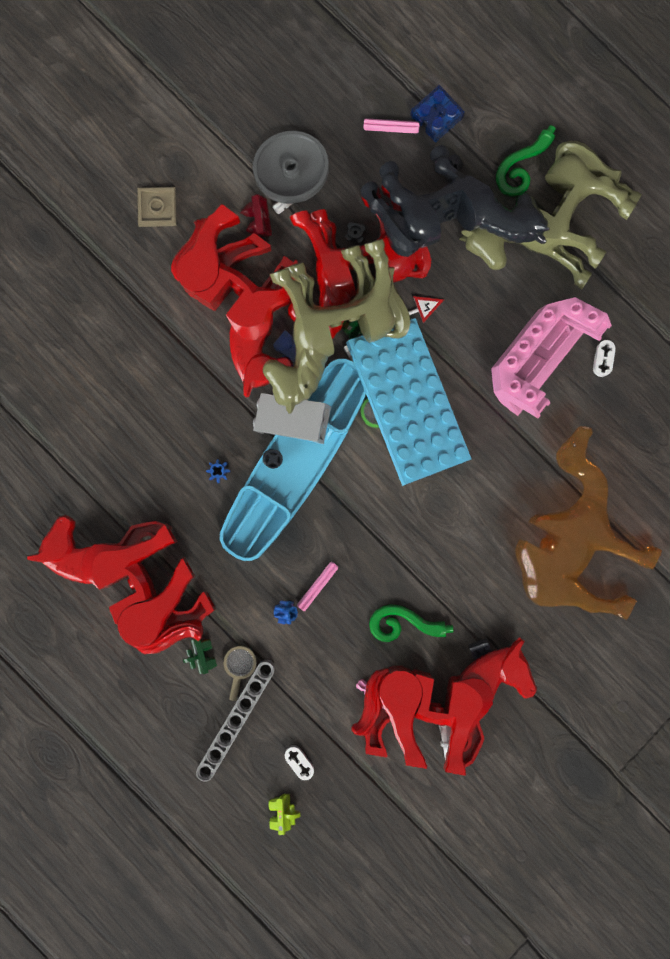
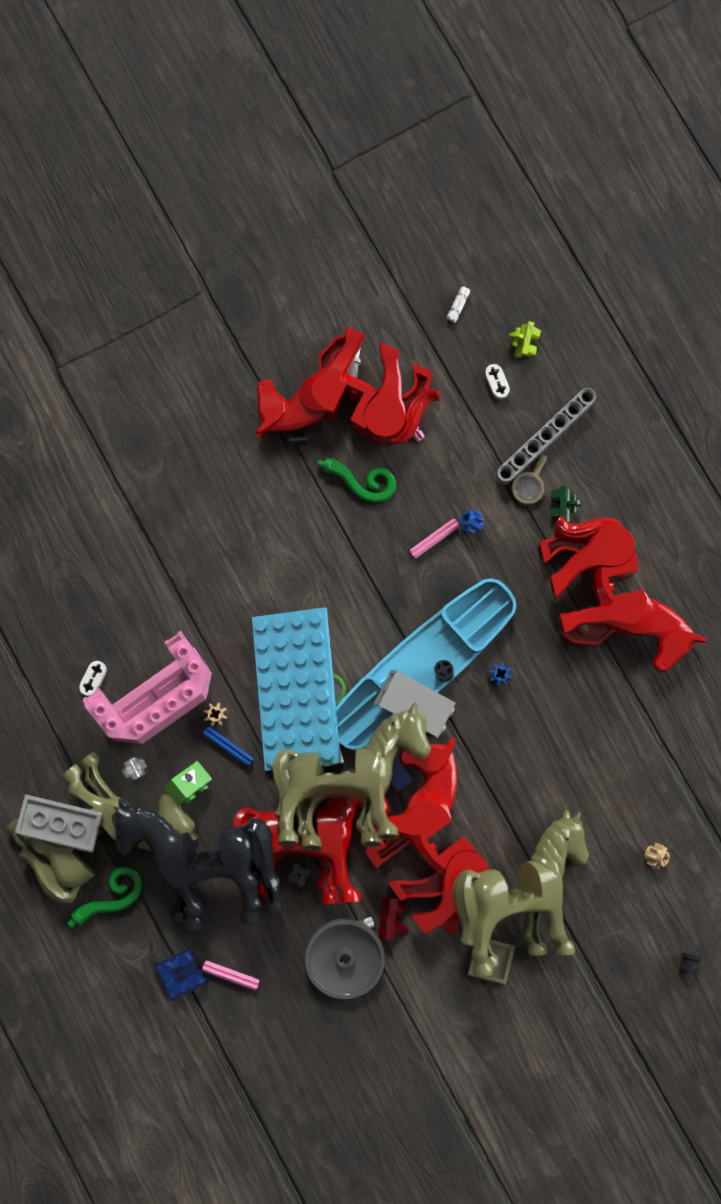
camera: 165 degrees left, 5 degrees down
(26, 342) = (657, 855): none -> tan gear
(171, 245) = (484, 896): none -> olive animal
(359, 833) = (458, 304): none -> white axle
(425, 306) = (251, 780): piece -> none
(456, 331) = (228, 746): none -> blue axle
(478, 350) = (210, 713): none -> tan gear
(484, 282) = (188, 783): none -> brick
(538, 284) = (134, 768): none -> clear gear
(577, 533) = (178, 513): clear orange animal -> none
(595, 205) = (58, 823): none -> light grey plate

